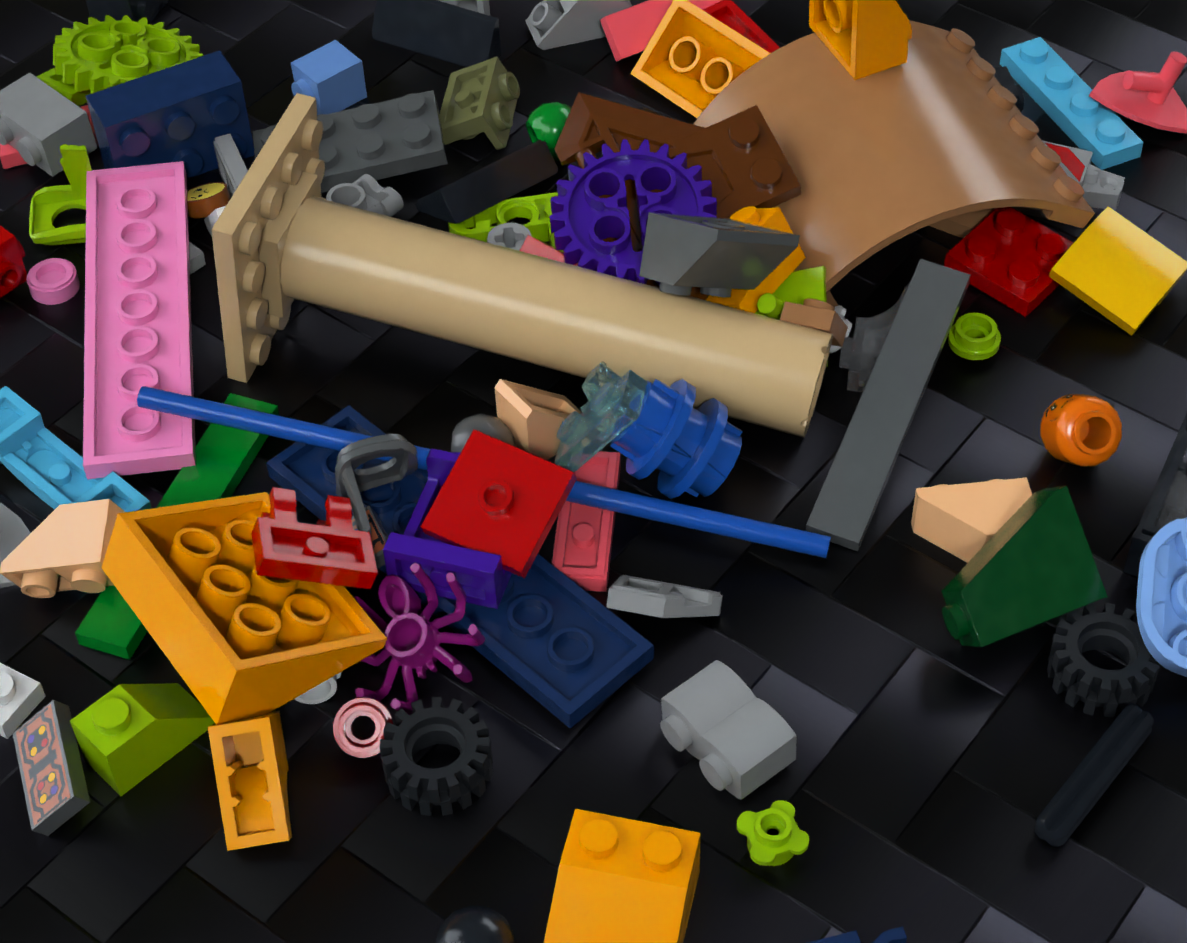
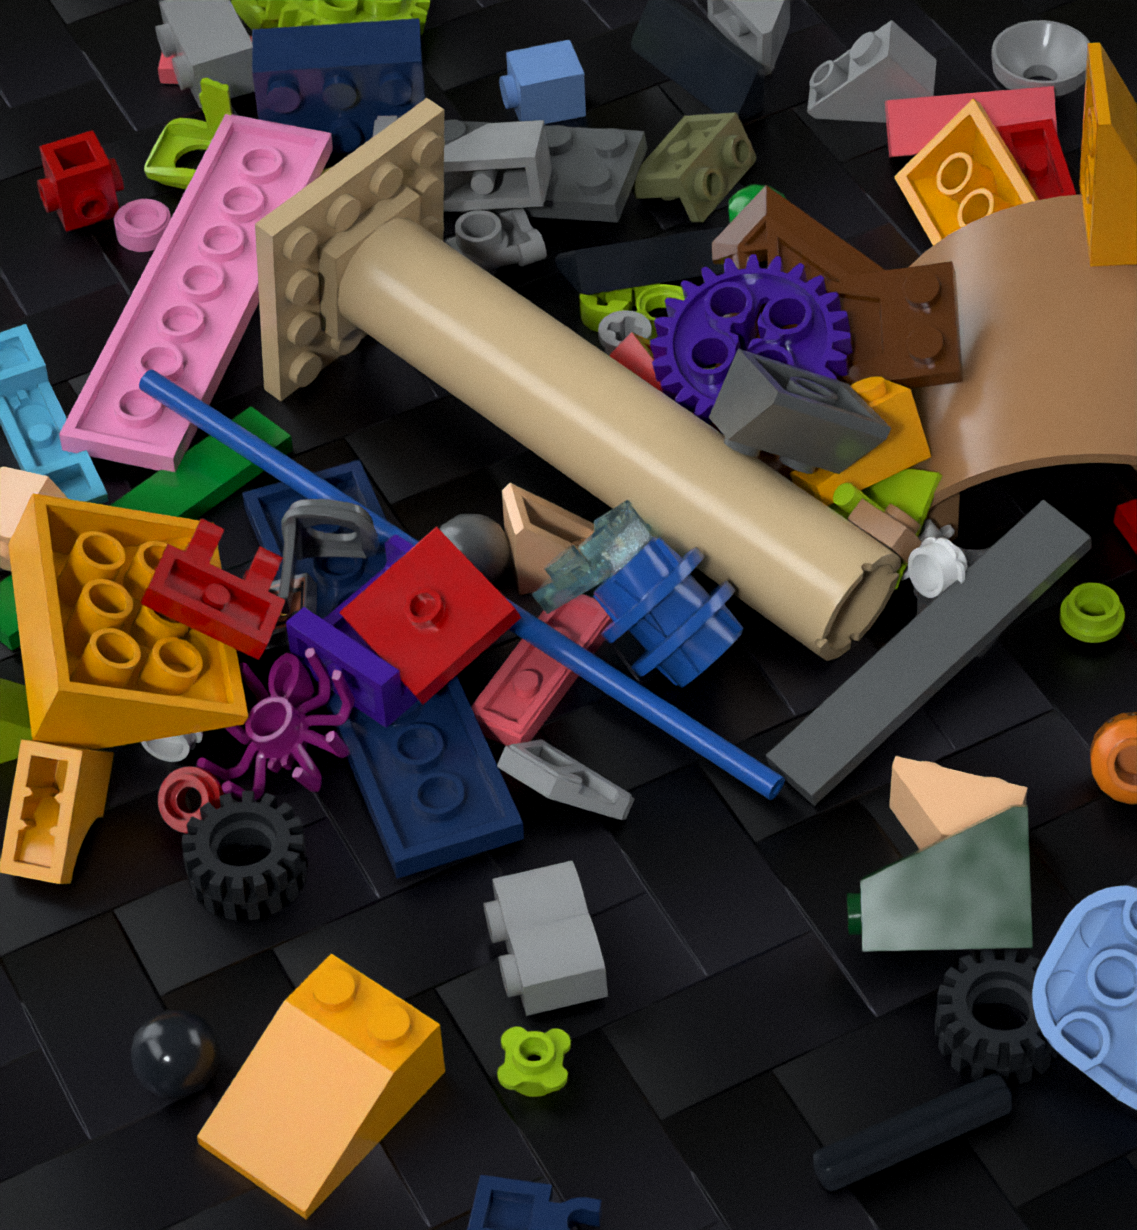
camera: 25 degrees right, 0 degrees up
(351, 143) = (497, 167): none -> light grey slope
(857, 343) = (936, 566): none -> white plate

